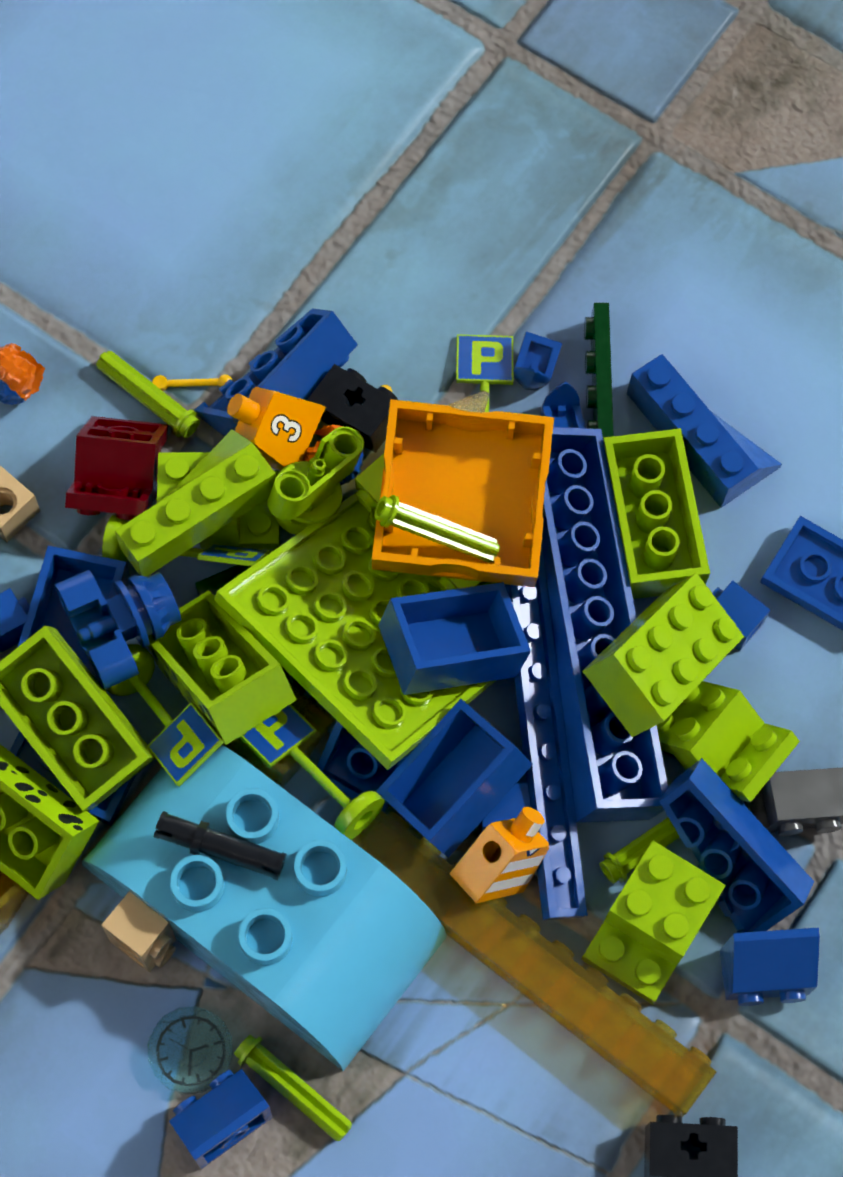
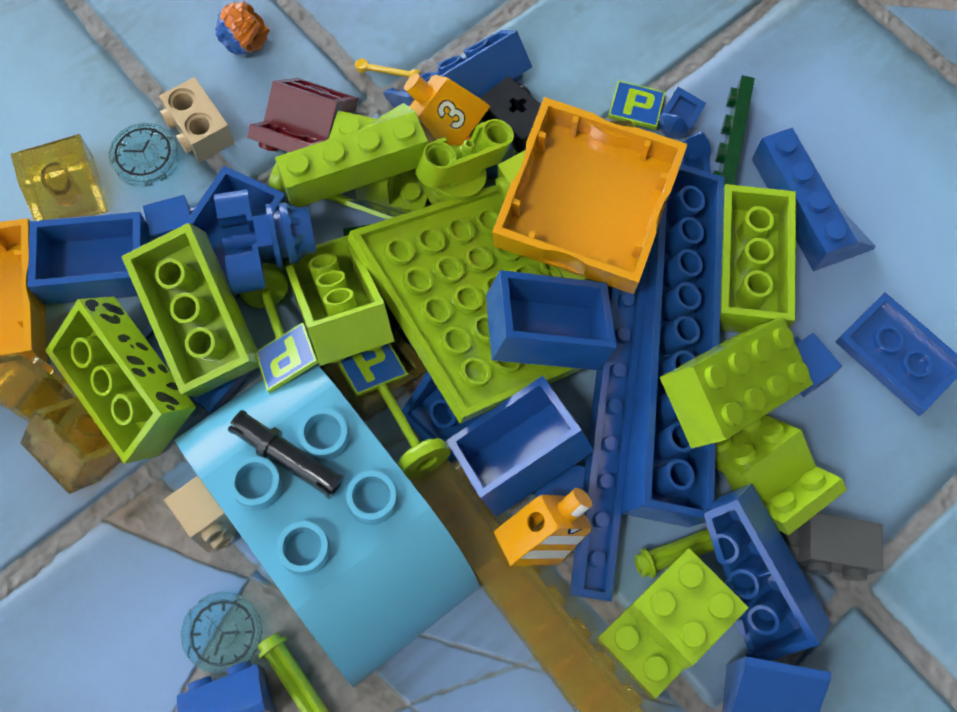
camera: 15 degrees right, 0 degrees up
(182, 421) = (371, 98): lime axle -> none
(394, 513) = (555, 218): lime axle -> none

